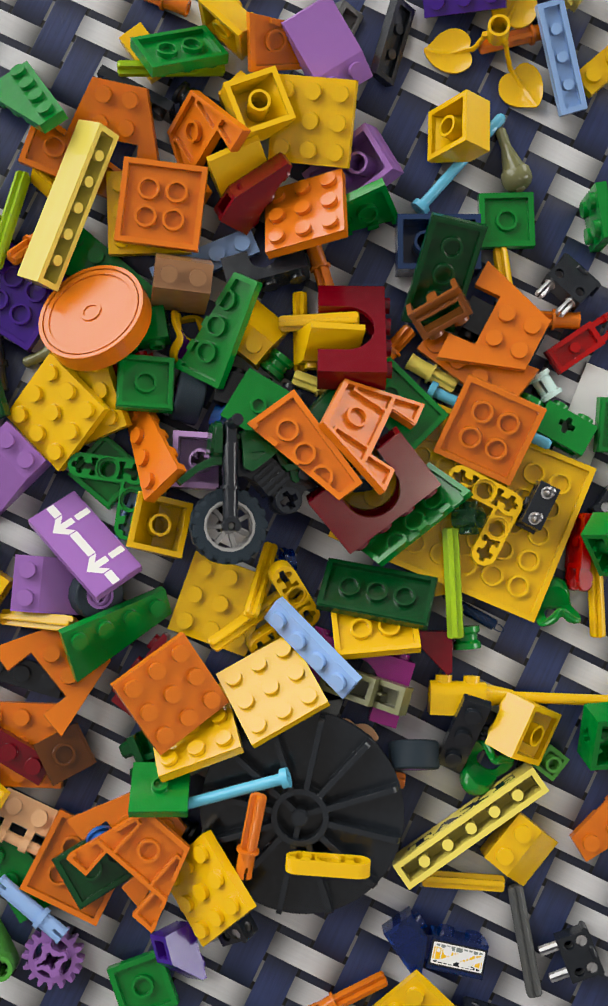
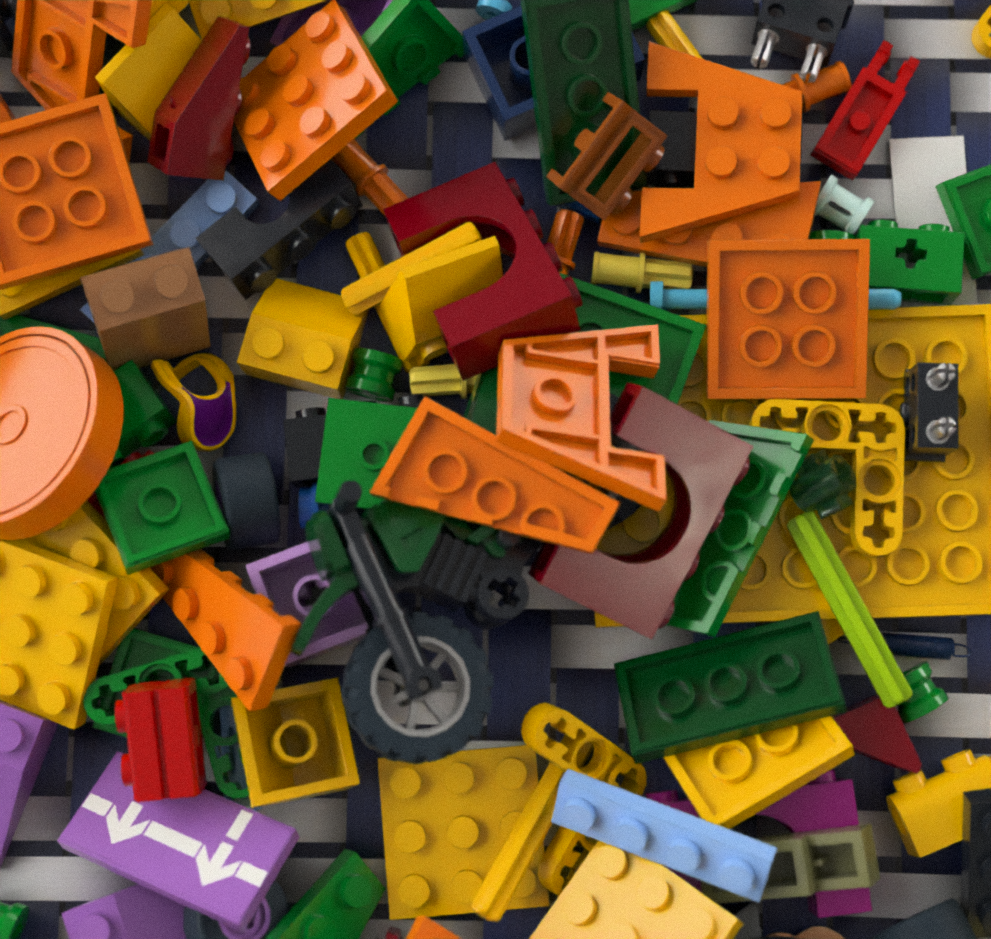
camera: 25 degrees left, 5 degrees down
(98, 495) = (162, 739): none -> red brick
(218, 341) = (255, 375): green wing -> none
(260, 581) = (515, 760): yellow axle -> none
(287, 555) = (542, 692): clear blue plate -> none

